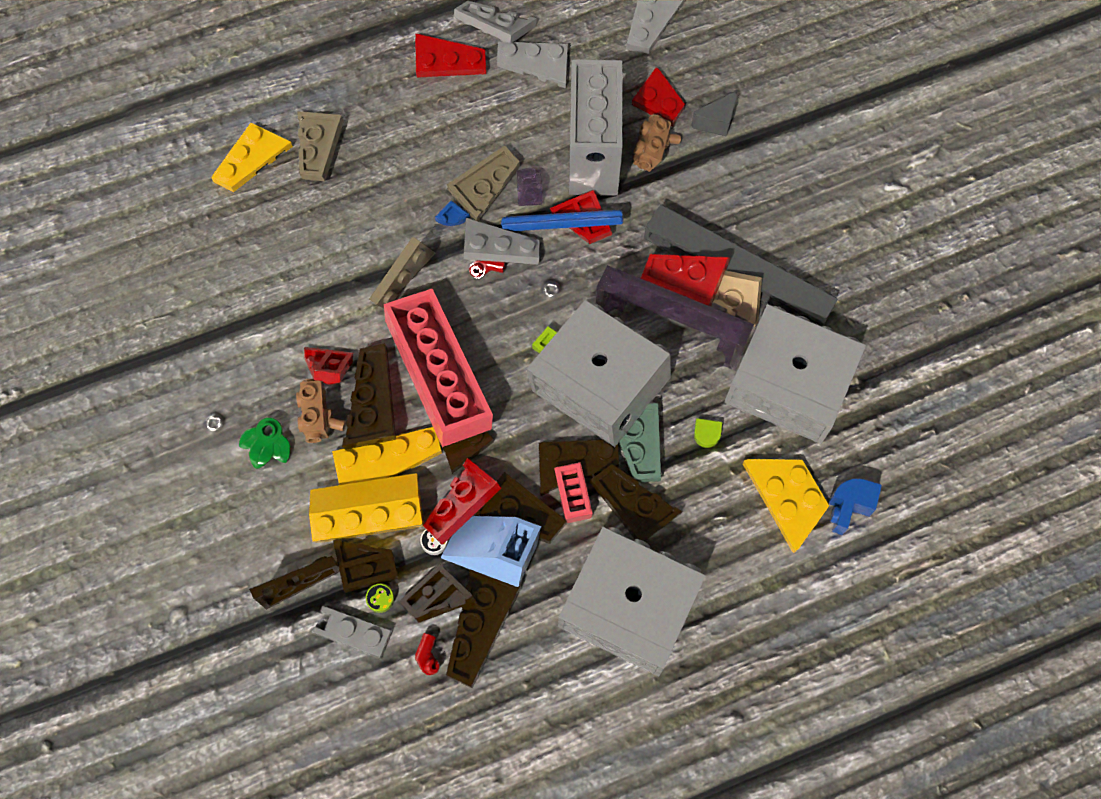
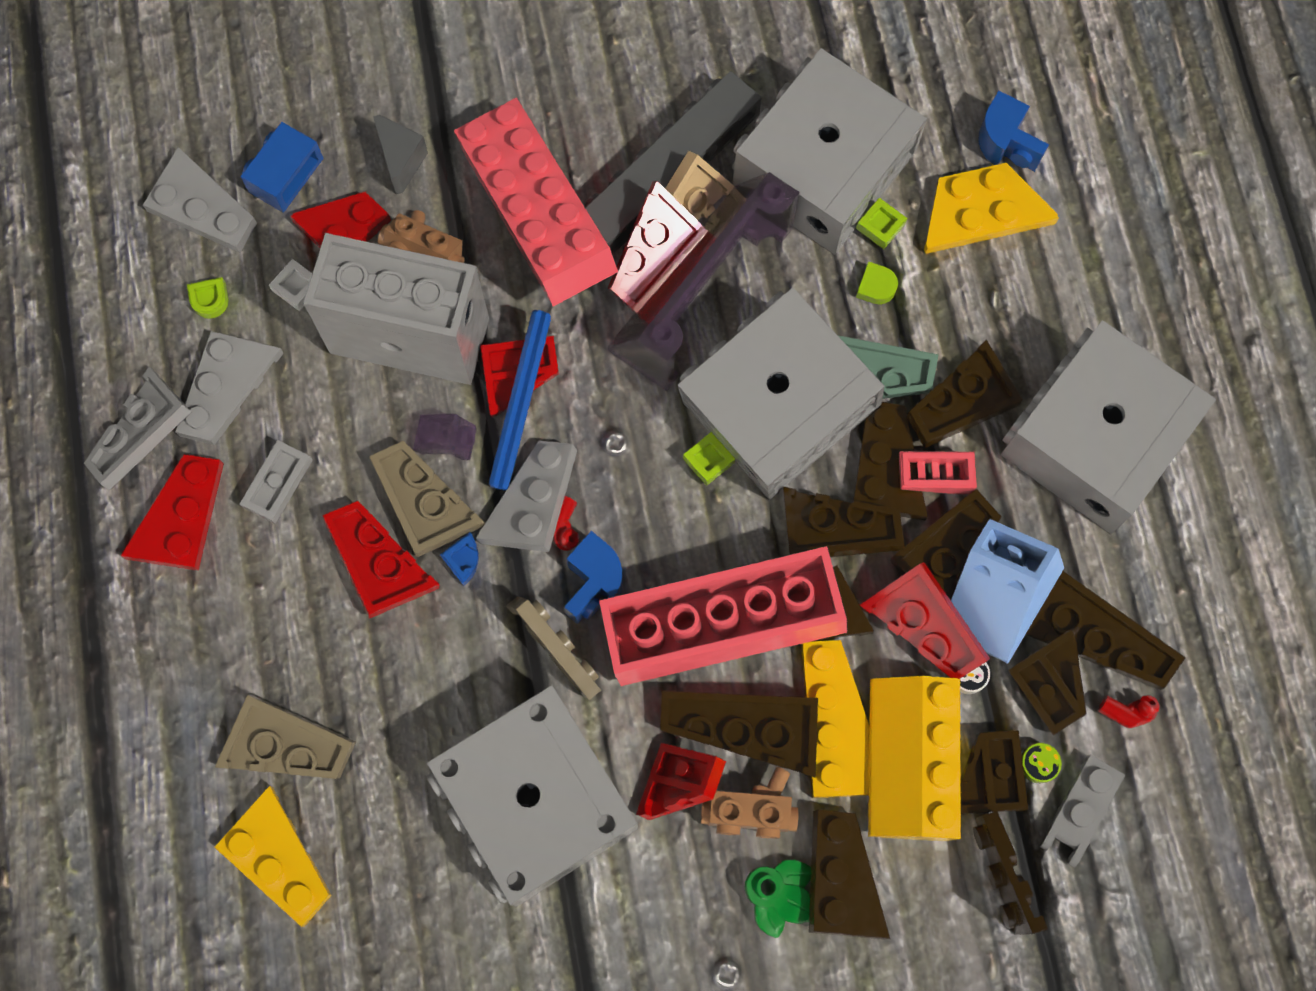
camera: 80 degrees left, 5 degrees up
(278, 478) = (842, 881): none -> dark brown wing
(302, 279) = (538, 752): none -> light grey gear
(439, 165) = (375, 562): none -> red wing
(456, 294) = (600, 569): none -> blue brick
(478, 101) = (276, 481): none -> light grey plate
(518, 433) = (840, 525): none -> dark brown wing
(590, 39) = (208, 297): none -> lime tile
(687, 54) = (281, 166): none -> blue piece
(698, 194) = (536, 202): none -> coral brick
(754, 425) = (881, 223): none -> lime plate

